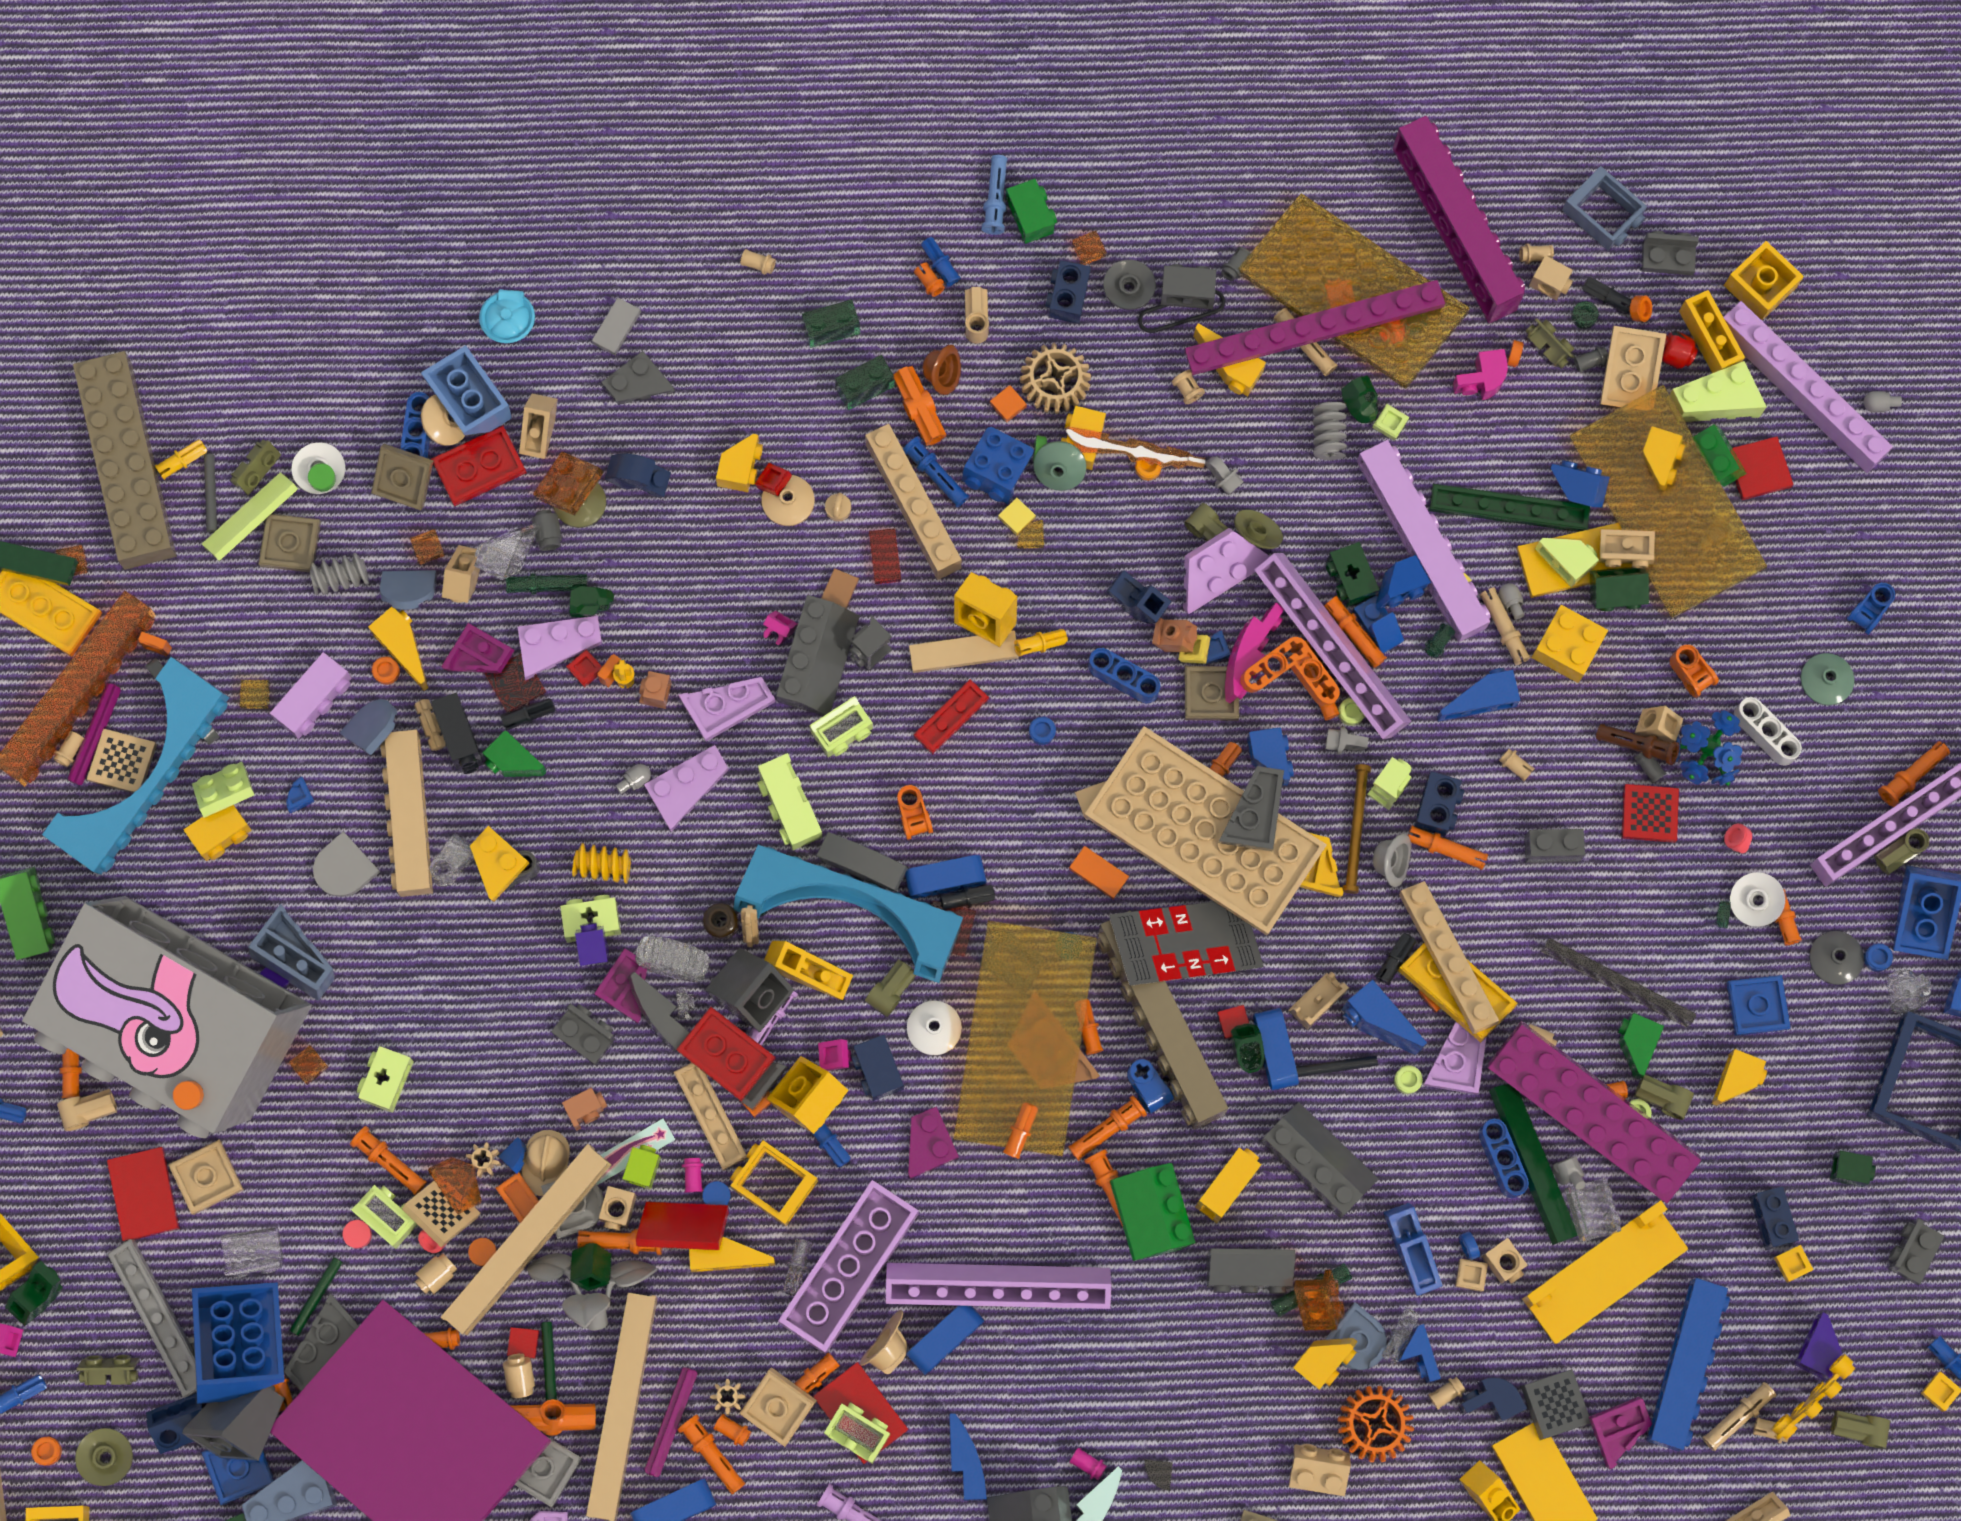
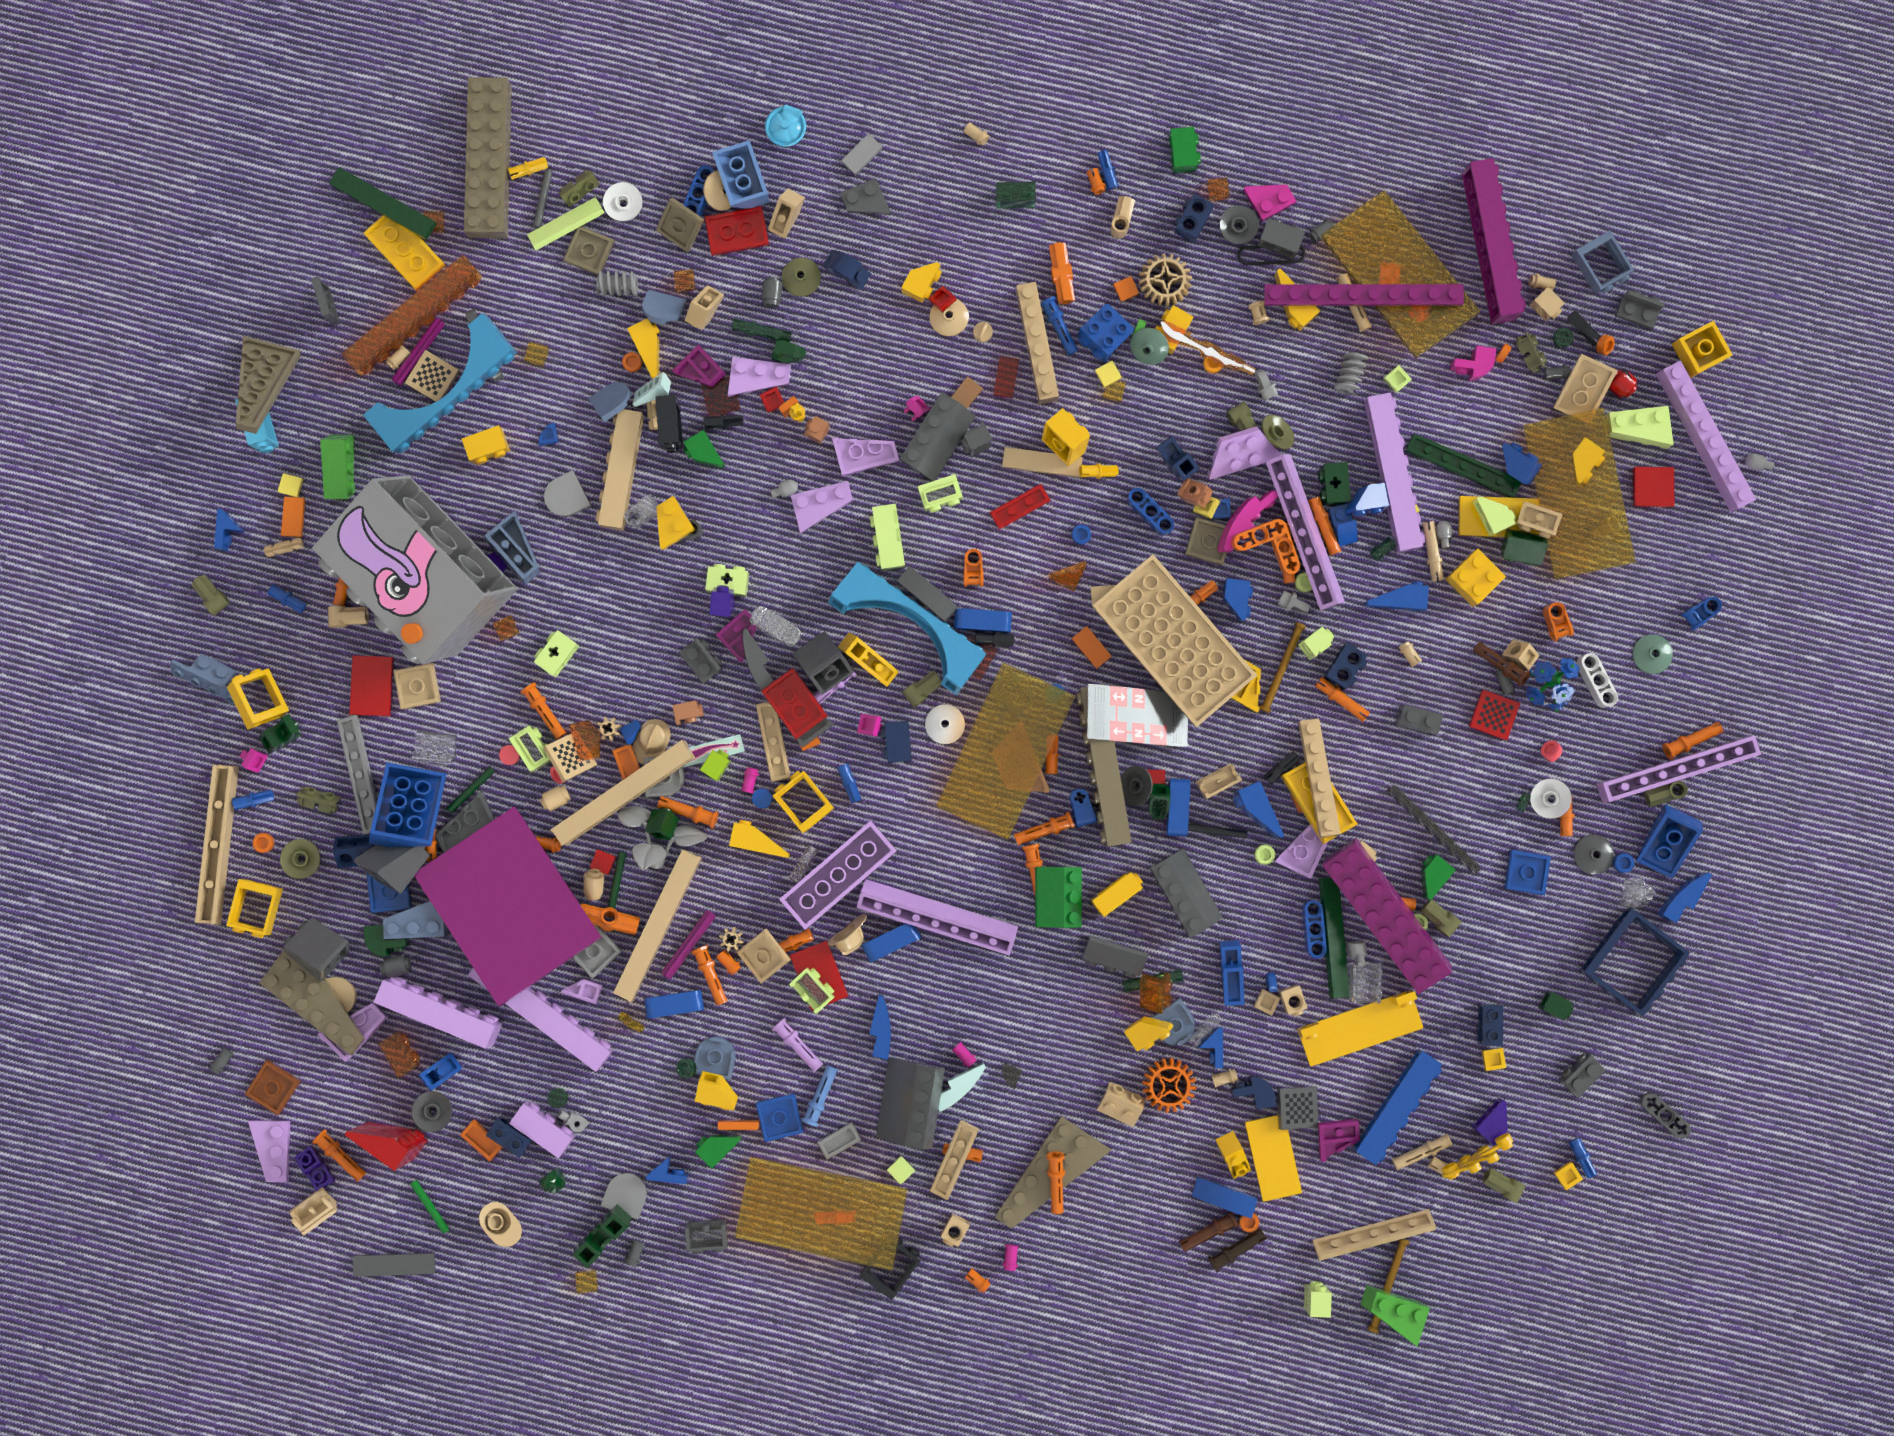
camera: 20 degrees right, 10 degrees up
(154, 644) = (475, 298): orange tile -> none
(222, 789) = (496, 417): yellowish green plate -> none
(311, 696) = (575, 367): lavender brick -> none
(321, 477) = (622, 209): bright green tile -> none
(419, 701) = (656, 387): none -> light aqua slope
(481, 1251) = (591, 791): orange tile -> none
(506, 552) = (737, 301): clear slope -> none
(568, 483) = (796, 261): clear orange plate -> none
(602, 863) = (745, 544): yellow piece -> none
(614, 1196) = (699, 784): tan brick -> none
(682, 1225) = (732, 814): red tile -> none
(685, 1002) = (777, 658): clear plate -> none
(714, 915) = (813, 603): dark brown head -> none
(749, 926) = (836, 617): tan axle -> none
(807, 1094) = (842, 748): yellow brick -> none
(864, 382) = (1027, 245): clear green brick -> none
(929, 1143) = (918, 804): magenta wing -> none
(943, 369) = (1086, 251): dark orange hat -> none
(994, 205) = (1159, 138): medium blue pin -> none
(1021, 1130) = (983, 815): orange axle -> none
(1041, 788) = (1068, 576): none -> clear orange slope
(1158, 243) = (1269, 199): none -> dark pink wing
(1203, 1030) = (1130, 784): none -> dark grey dish
(1256, 814) = (1214, 638): dark grey wing -> none
(1361, 399) = (1380, 357): dark green rock -> none
(1393, 858) = (1301, 697): light grey hat -> none
(1711, 332) = (1651, 377): yellow brick -> none
(1720, 455) = (1628, 470): green brick -> none
(1739, 1076) = (1497, 919): yellow slope -> none

